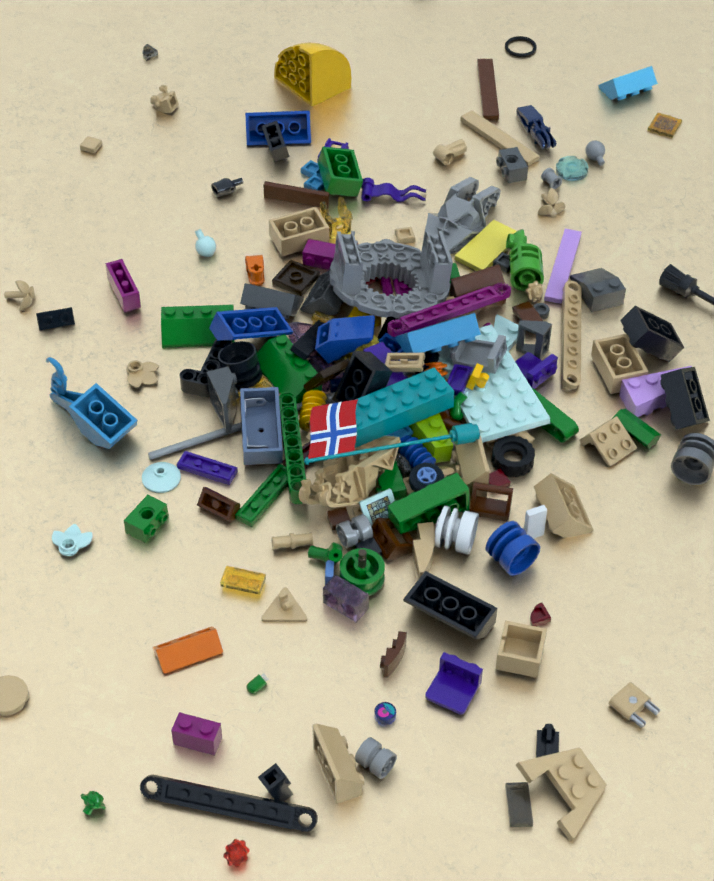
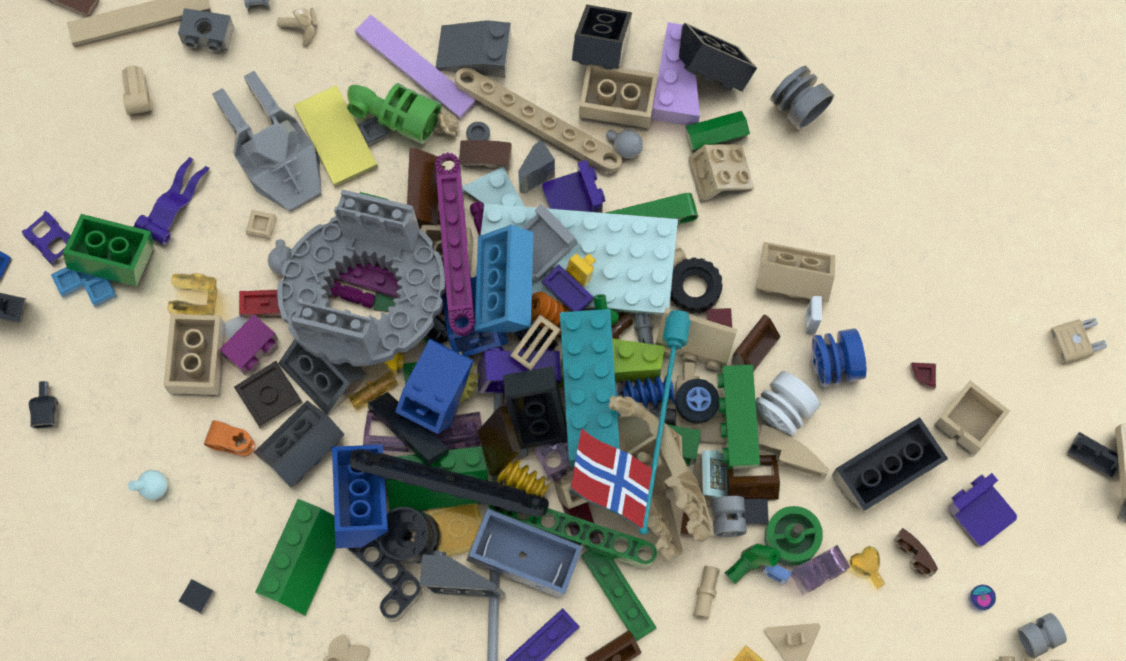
camera: 65 degrees left, 25 degrees up
(123, 285) = (178, 624): magenta brick -> none
(147, 292) = (196, 596): none -> black tile
(284, 364) = (448, 482): none -> black plate
(295, 194) = (114, 324): reddish brown tile -> none
(368, 630) = (868, 564): none -> clear yellow rock
(390, 422) = (627, 407): none -> tan axle
(589, 383) = (626, 143): none -> light grey piece

